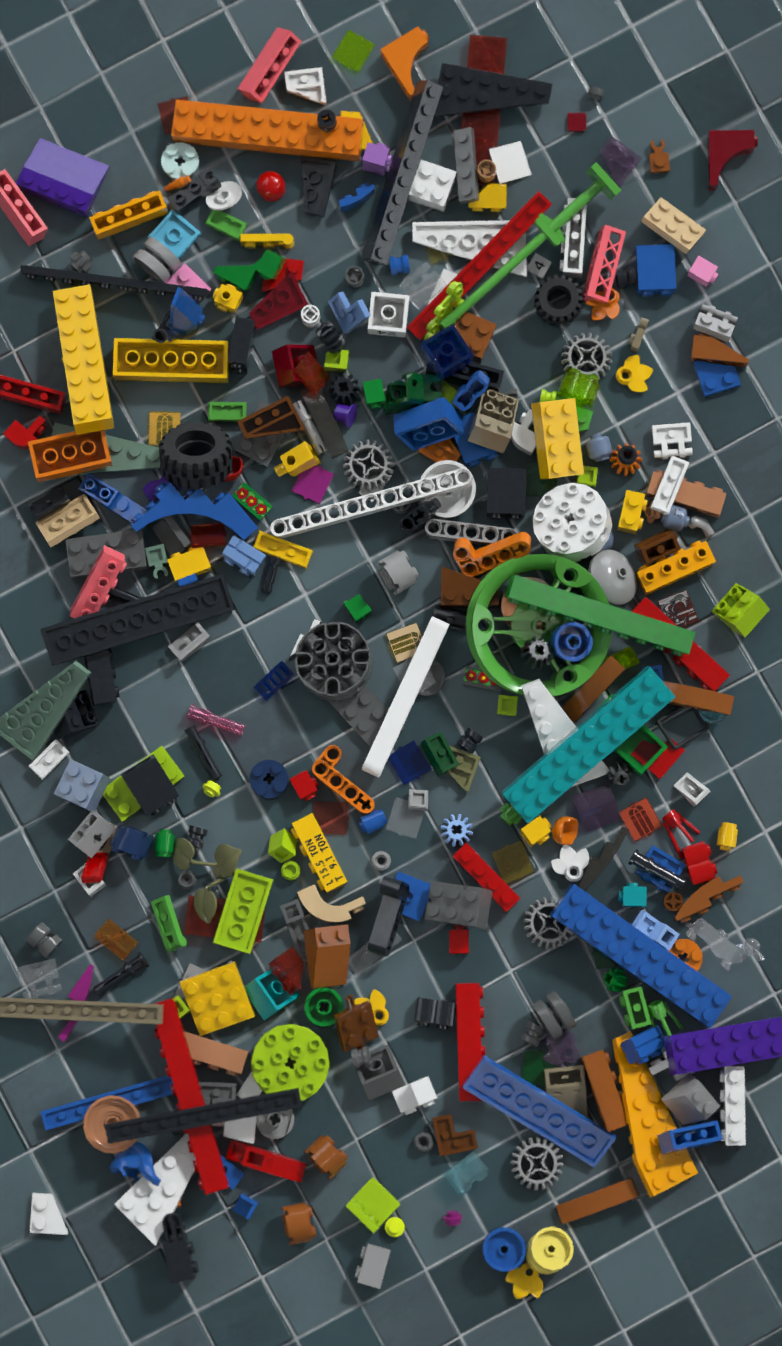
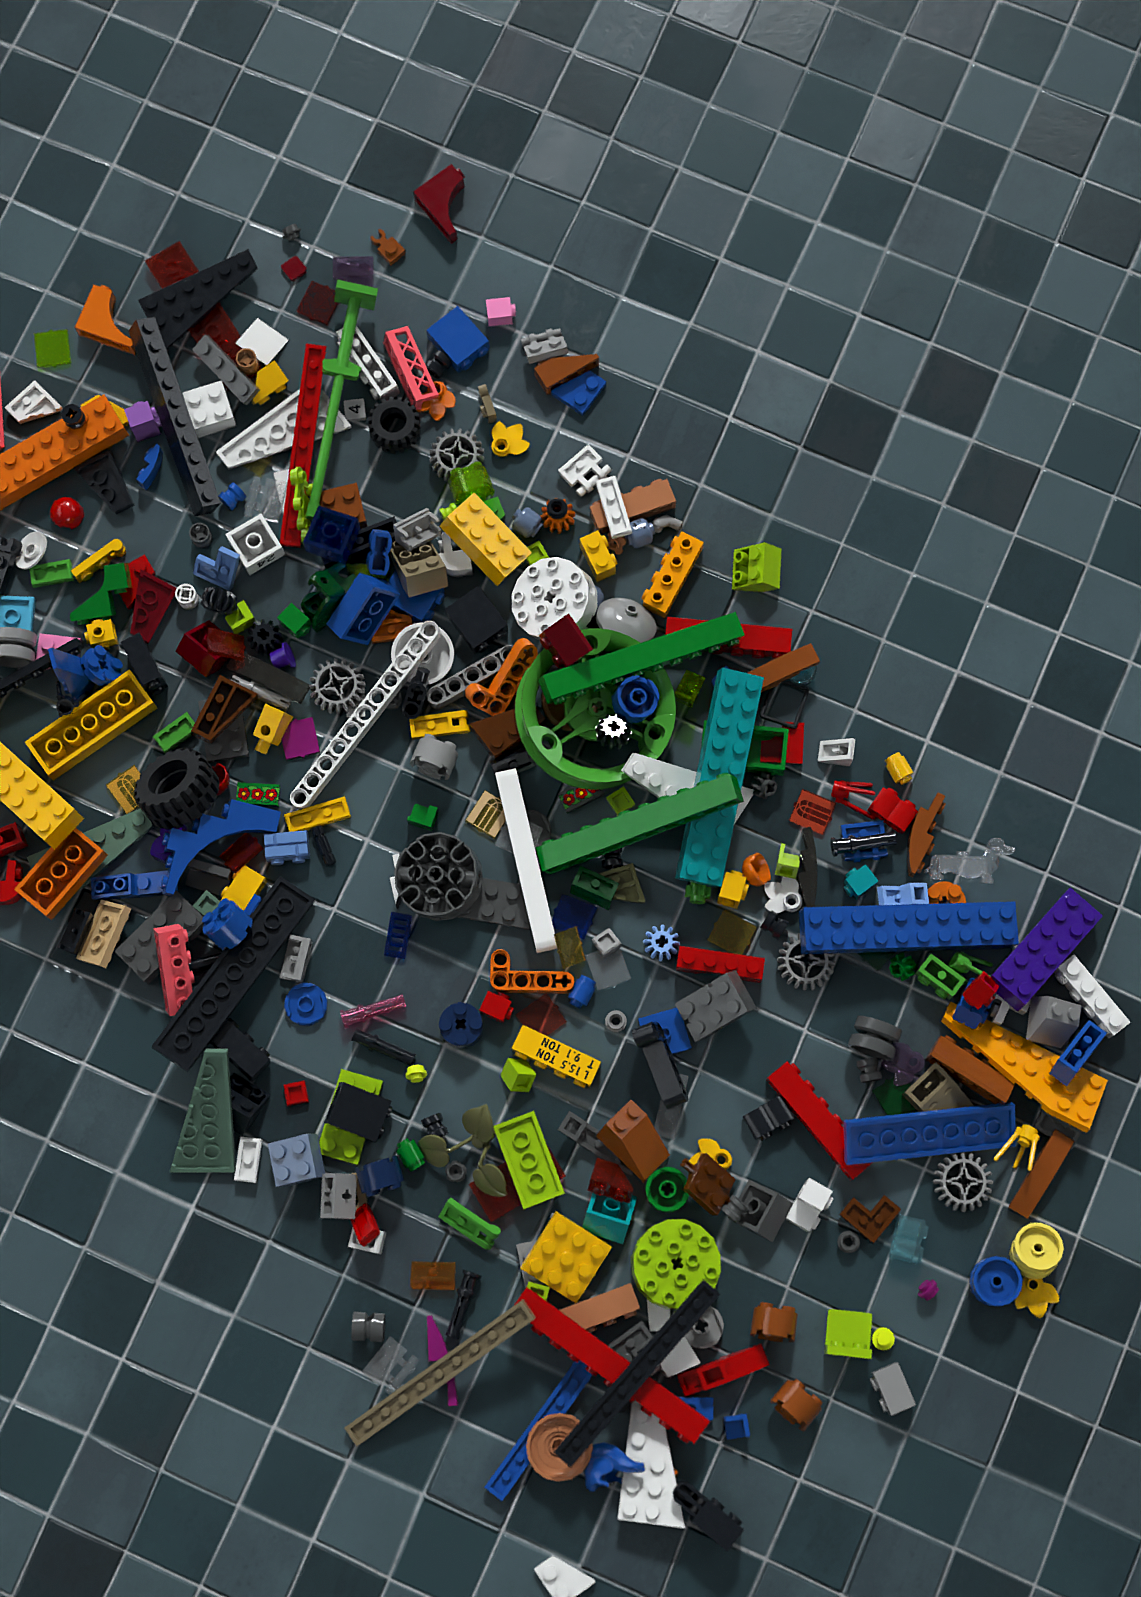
camera: 35 degrees left, 5 degrees down
(117, 738) = (296, 1093): none -> red tile
(157, 581) = (226, 924): none -> blue brick
(172, 679) = (306, 1004): none -> blue tile
(214, 315) = (99, 657): none -> blue plate
(290, 870) = (542, 1091): lime plate -> none
(320, 909) = (598, 1105): tan arch -> none
(388, 783) = (569, 947): none -> clear yellow piece
(420, 549) = (439, 724): none -> yellow plate
(458, 940) = (739, 1038): red brick -> none
(504, 734) = (640, 823): none -> green brick
(512, 394) = (417, 529): none -> light grey hinge
(535, 485) = (498, 595): clear green piece -> none
(547, 879) = (774, 924): none -> black wheel
(550, 563) = (565, 642): none -> dark red slope
(574, 162) = (318, 303): none -> clear red piece
(591, 842) = (787, 864): none -> lime panel
(593, 688) = (684, 727): dark orange slope -> none
(596, 808) = (767, 830): clear purple slope -> none
(607, 1167) = (1026, 1136): none -> yellow plant
(653, 1040) = (981, 991): none -> red brick
(657, 547) = (643, 568): reddish brown brick -> none
(673, 225) = (444, 291): tan plate -> none
(674, 899) = (900, 857): reddish brown wheel -> none
(679, 609) = (702, 606): piece -> none

